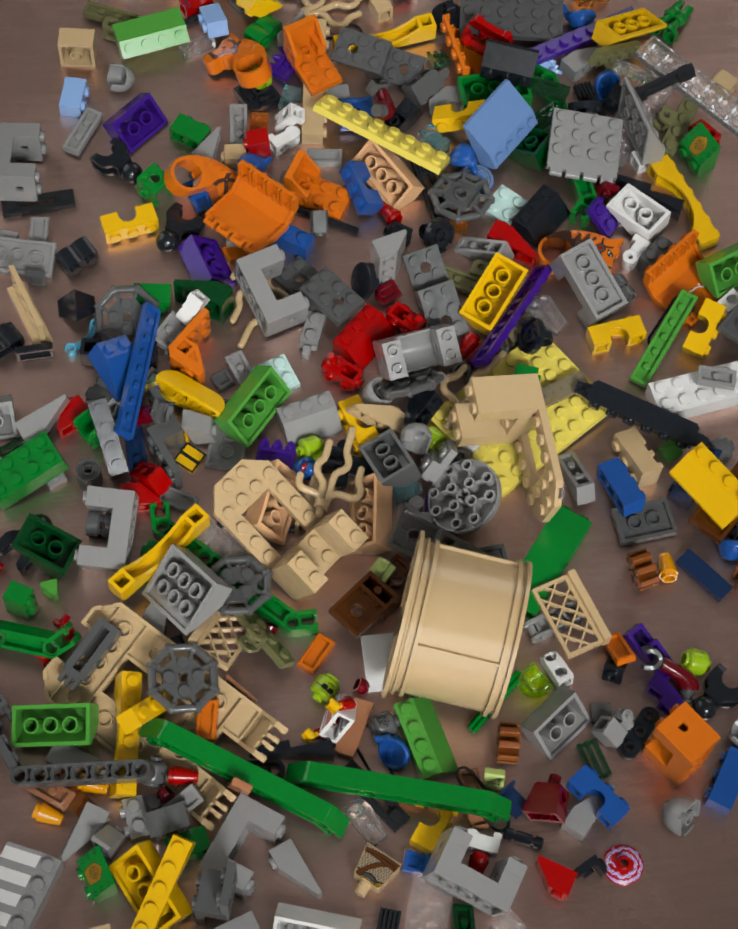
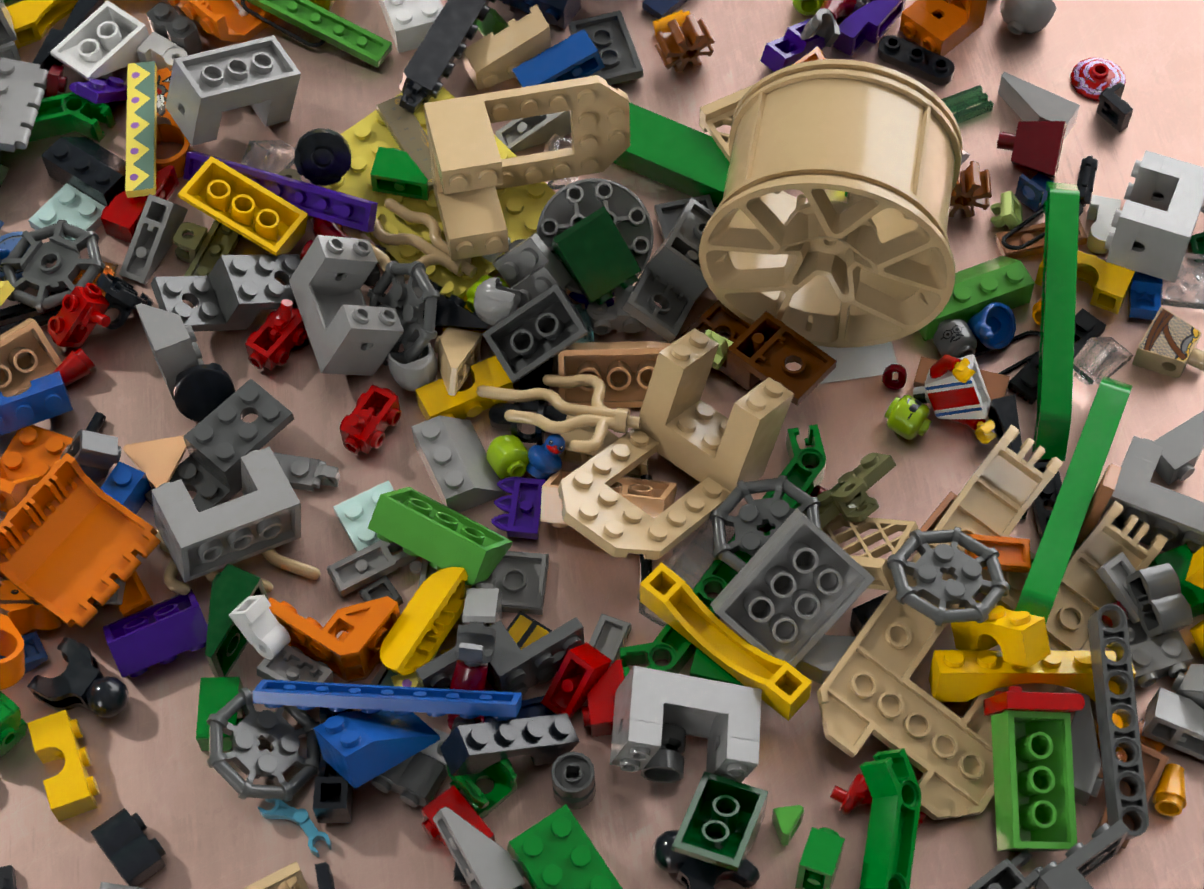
camera: 85 degrees left, 5 degrees down
(76, 305) = (237, 841): black slope -> none
(94, 647) = (899, 723): dark grey hinge -> none
(99, 726) = (1032, 701): none -> red container
(160, 771) = (1075, 627): dark grey head -> none
(181, 775) = (1085, 591): red cone -> none
(316, 653) = (849, 437): orange tile -> none
(318, 257) = (157, 458): none -> light nougat piece
(356, 338) = (311, 397): red slope -> none
(387, 293) = (225, 357): dark red plate -> none
(395, 227) = (111, 356): black bracket -> none
(420, 210) = (79, 316): none -> red brick
(440, 491) = (597, 257): none -> dark green slope
(555, 877) = (1137, 136): red slope -> none
(563, 236) = (141, 129): none -> tile
(587, 782) = (1041, 68): blue arch -> none
(612, 730) = (923, 73): light grey brick -> none
(629, 328) = (312, 94): yellow arch -> none

